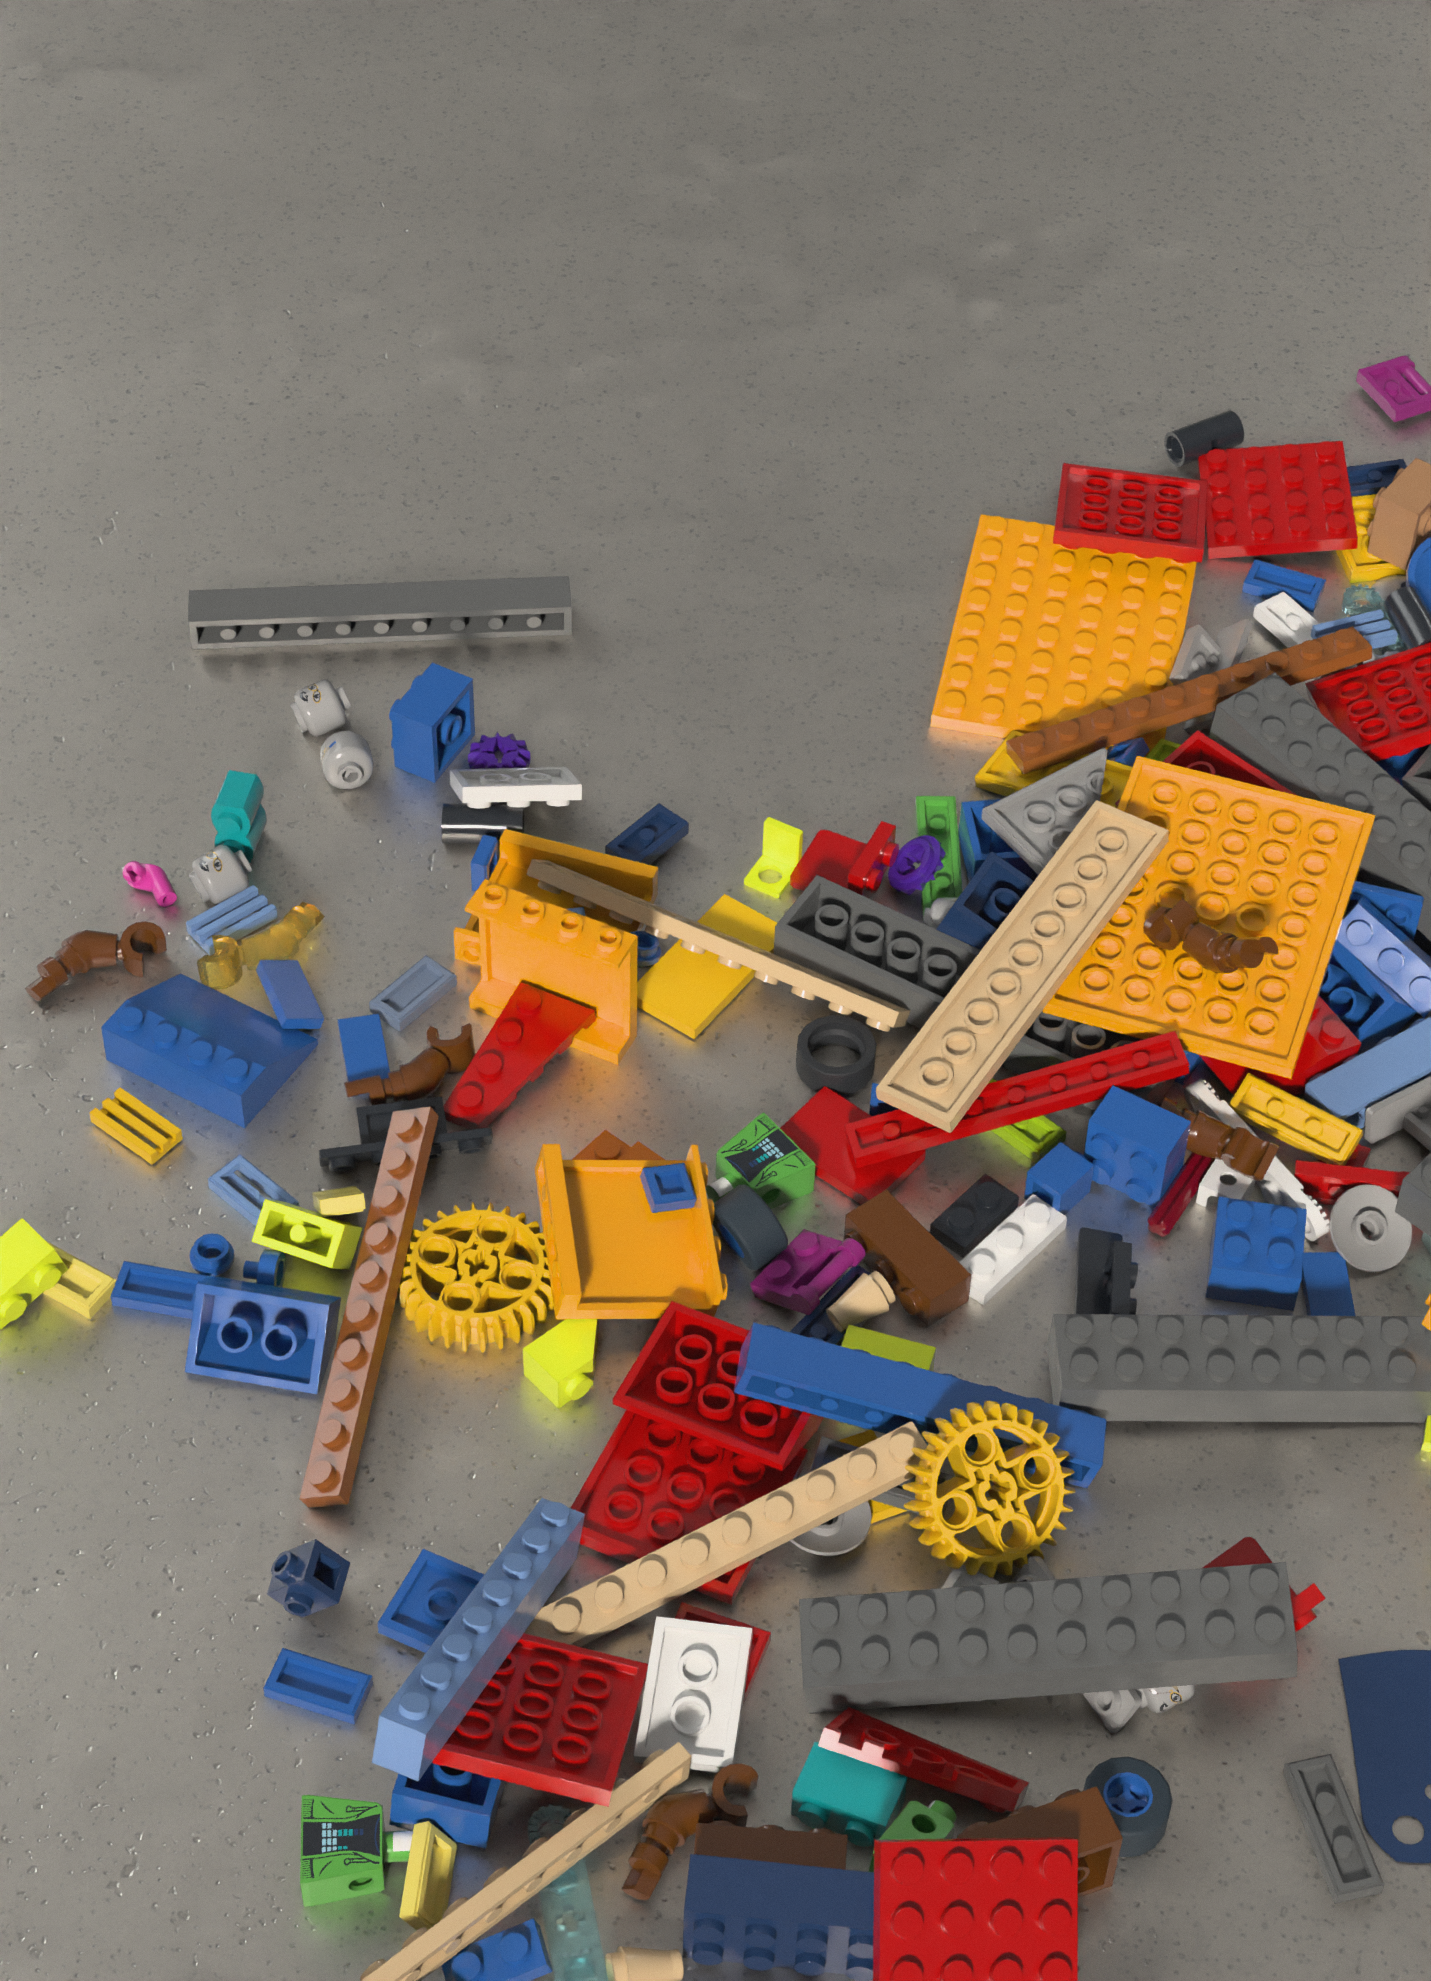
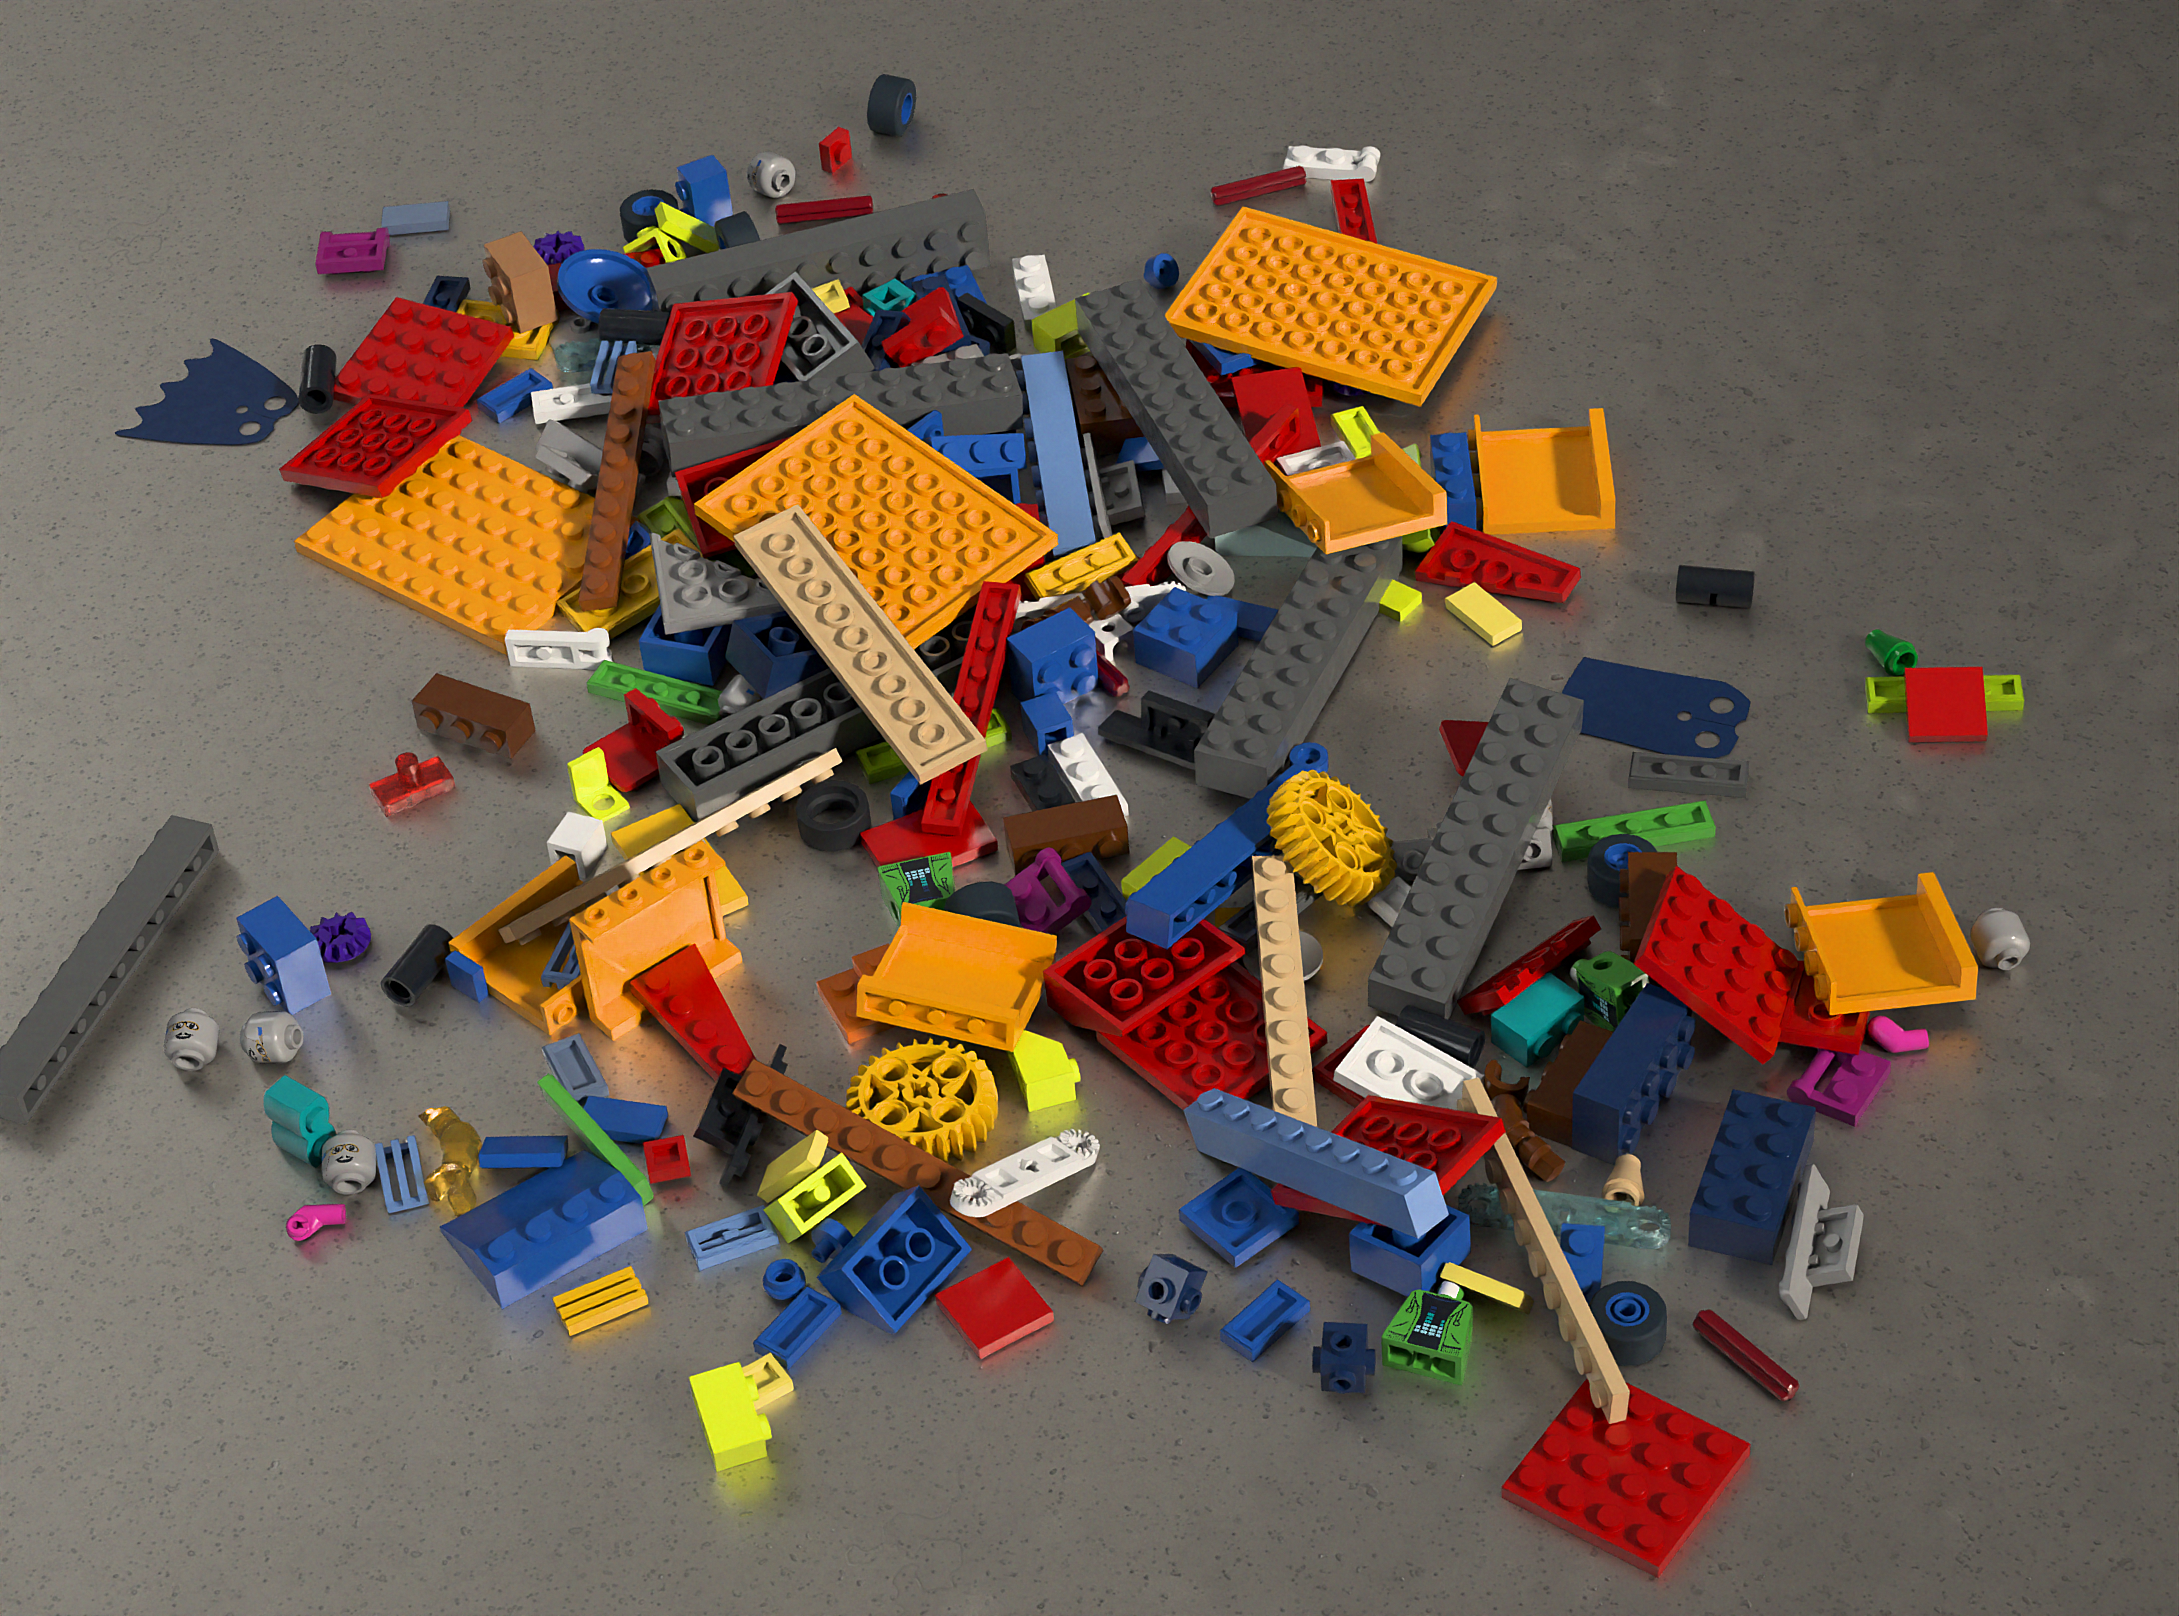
camera: 60 degrees left, 5 degrees down
(97, 949) = (374, 1278): reddish brown piece -> none
(244, 1441) = (994, 1307): none -> red tile
(271, 1773) = (1344, 1358): none -> dark blue brick
(312, 1038) = (593, 1135): none -> bright green tile
(324, 1104) = (667, 1159): none -> red plate
(370, 1379) = (1024, 1173): none -> white piece
(422, 1074) = (680, 1083): reddish brown piece -> none
(515, 786) = (398, 924): white plate -> none
(649, 836) = (511, 861): dark blue plate -> none
(668, 1187) = (928, 939): blue tile -> none
(694, 874) = (580, 839): none -> white brick
(716, 728) = (411, 784): none -> clear red tile
(777, 1707) = (1448, 1036): none -> black pin
(818, 731) = (473, 715): none -> reddish brown brick
(863, 1300) = (1103, 862): tan cone -> none
(921, 850) = (677, 686): dark purple gear -> none
(945, 757) = (558, 648): none -> white plate
(1115, 384) = (206, 401): none -> dark blue piece
(1130, 1434) = (1310, 756): none -> blue tile
(1205, 944) = (919, 528): reddish brown piece -> none
(1210, 1801) = (1657, 826): none -> bright green tile

